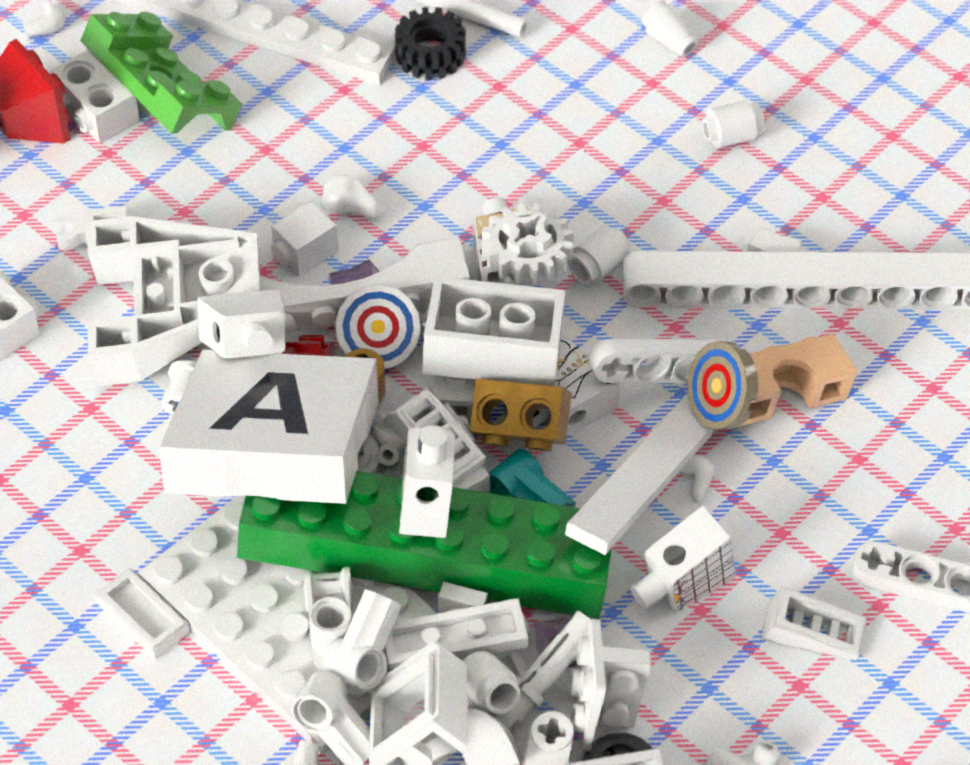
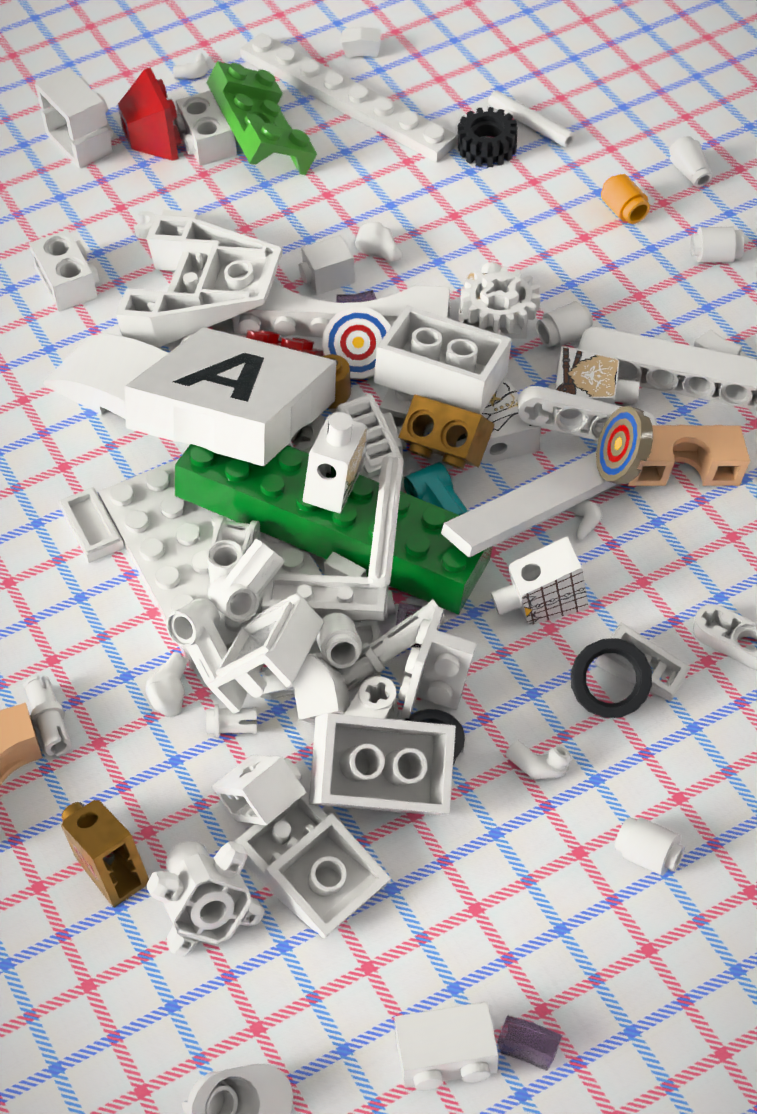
camera: 20 degrees right, 0 degrees up
(97, 426) = (101, 369): none -> white slope
(246, 321) = (243, 313): white torso -> none
(501, 535) = (385, 522): none -> white axle
(613, 89) = (625, 199): none -> light orange brick
(652, 313) = (594, 378): none -> torso
(829, 651) = (639, 663): none -> black tyre

